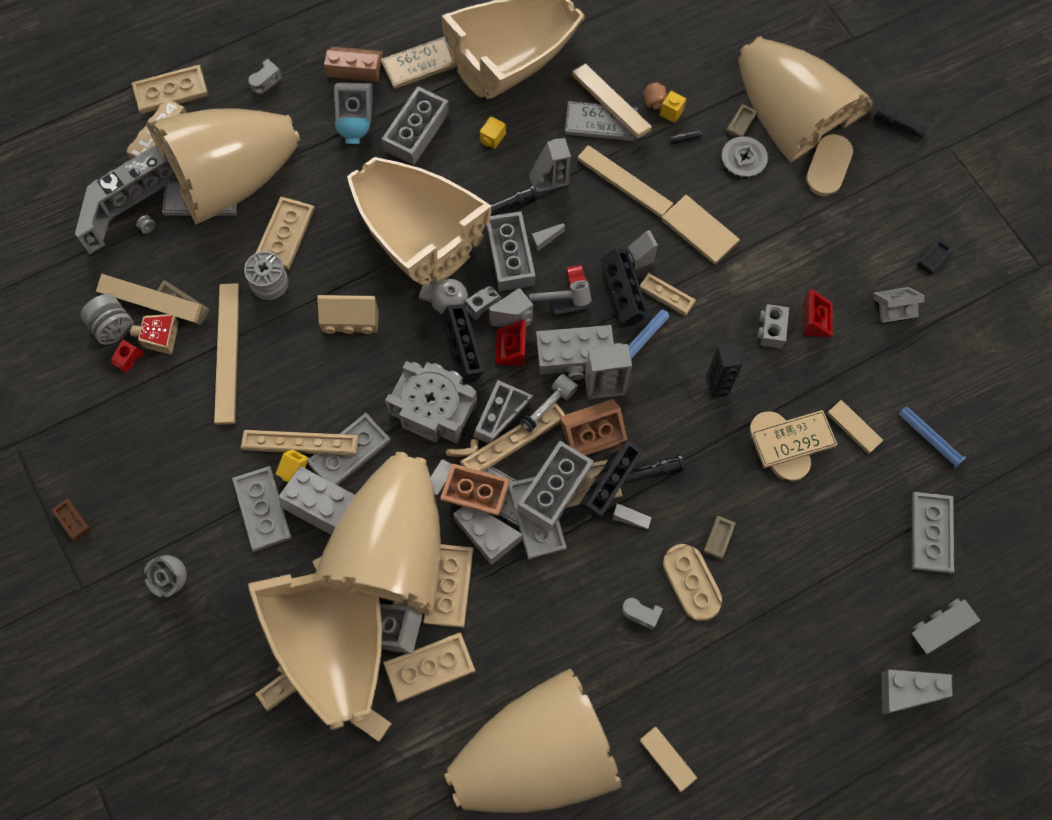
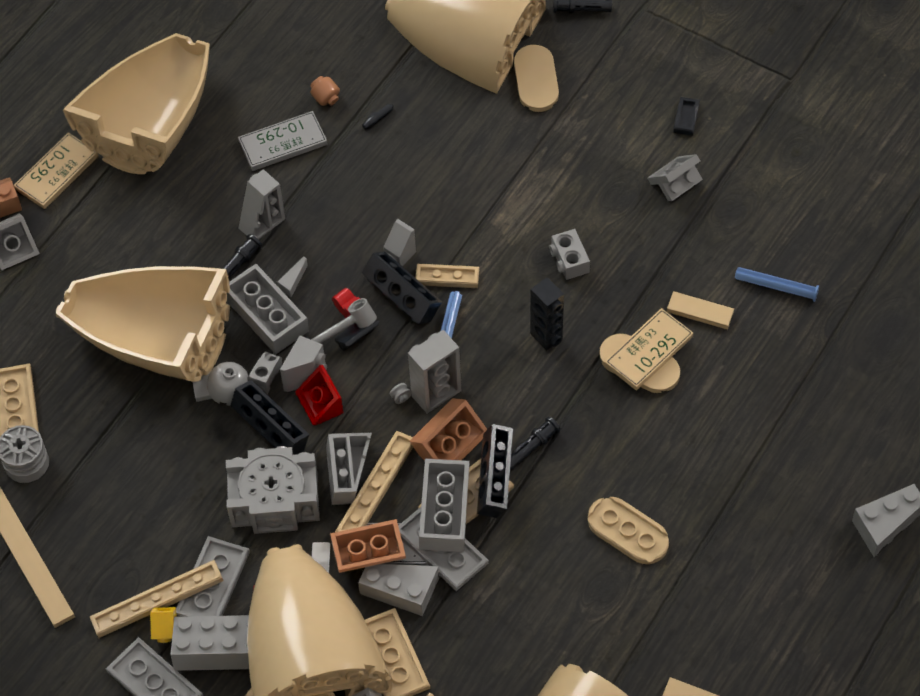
camera: 25 degrees left, 10 degrees down
(348, 314) = (133, 449): tan slope -> none
(352, 128) = (26, 267): medium azure piece -> none
(415, 125) = (92, 233): light grey brick -> none
(464, 452) = (330, 524): tan piece -> none
(492, 132) = (177, 203): yellow brick -> none
(563, 388) = (396, 413): light grey piece -> none
(569, 347) = (379, 371): light grey brick -> none
(611, 101) = (282, 115): tan tile -> none
(625, 181) = (341, 188): tan tile -> none
(631, 517) = (533, 500): light grey piece -> none
(640, 614) = (596, 583): light grey leg -> none
(673, 106) = (349, 93): yellow brick -> none
(700, 229) = (444, 198): tan tile -> none
(719, 537) = (630, 476): dark tan tile -> none
(736, 149) = (435, 108): light grey gear -> none
(741, 121) = (425, 77): dark tan tile -> none
(817, 315) = (605, 224): red slope -> none
(932, 533) = (827, 370): light grey tile -> none
(944, 625) = (884, 445): light grey wedge -> none

